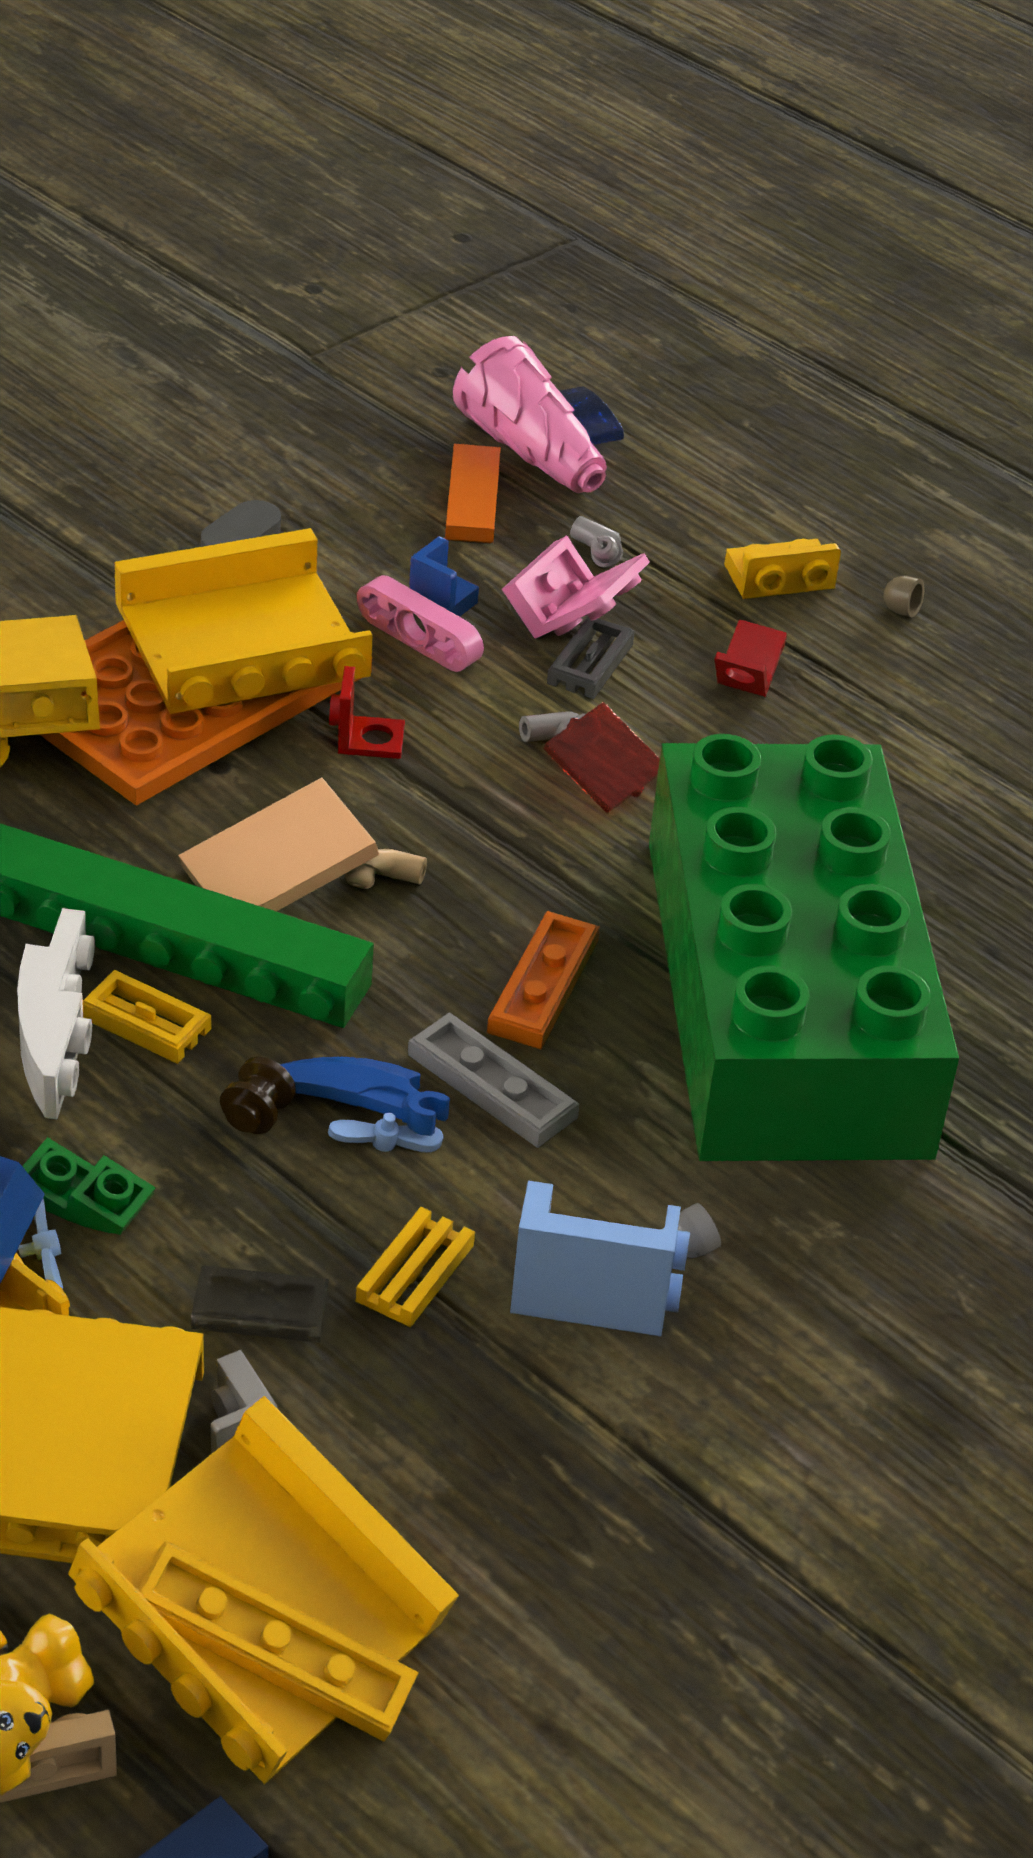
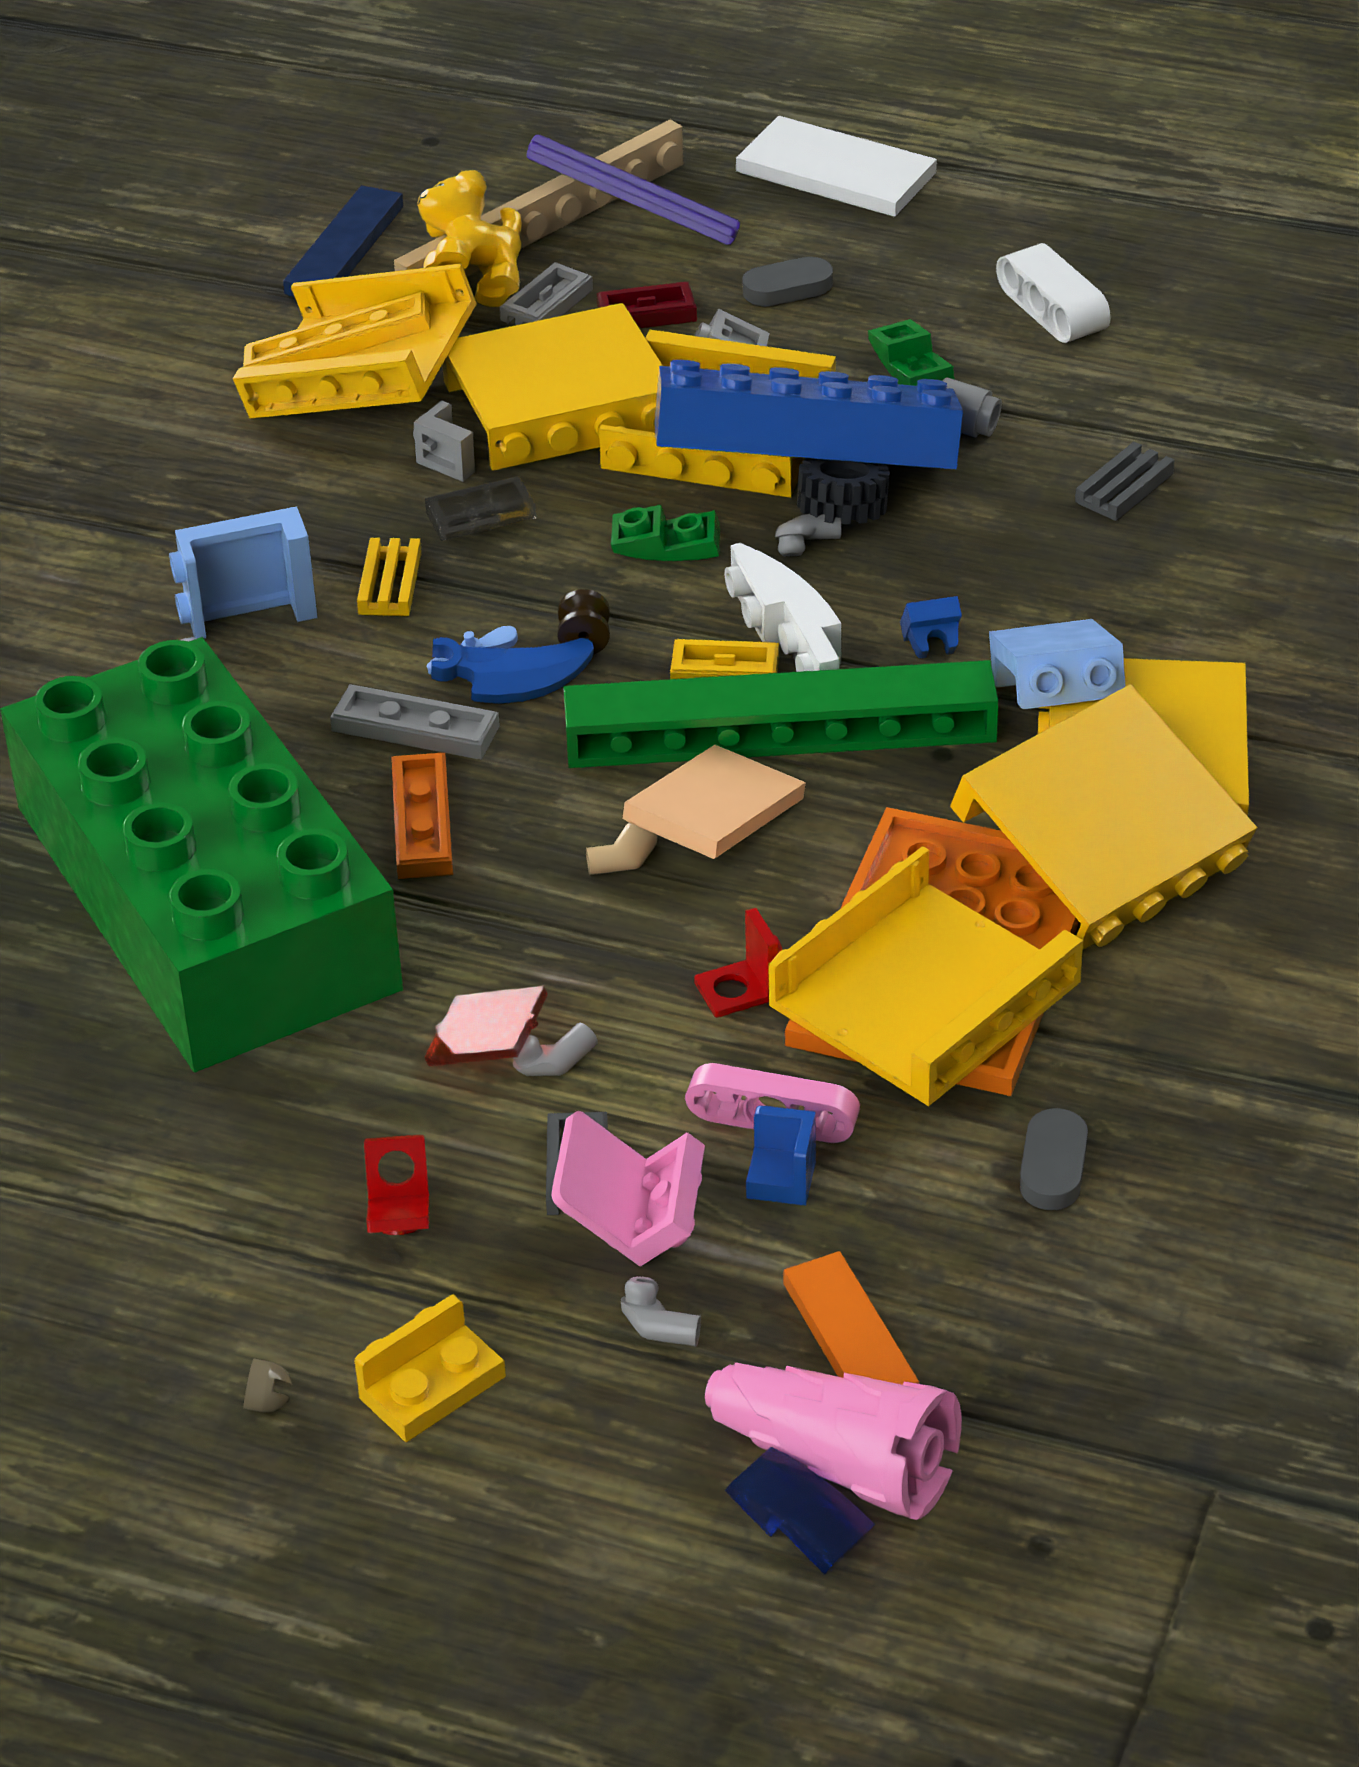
camera: 160 degrees right, 0 degrees up
(44, 1245) = (646, 488): light blue piece -> none

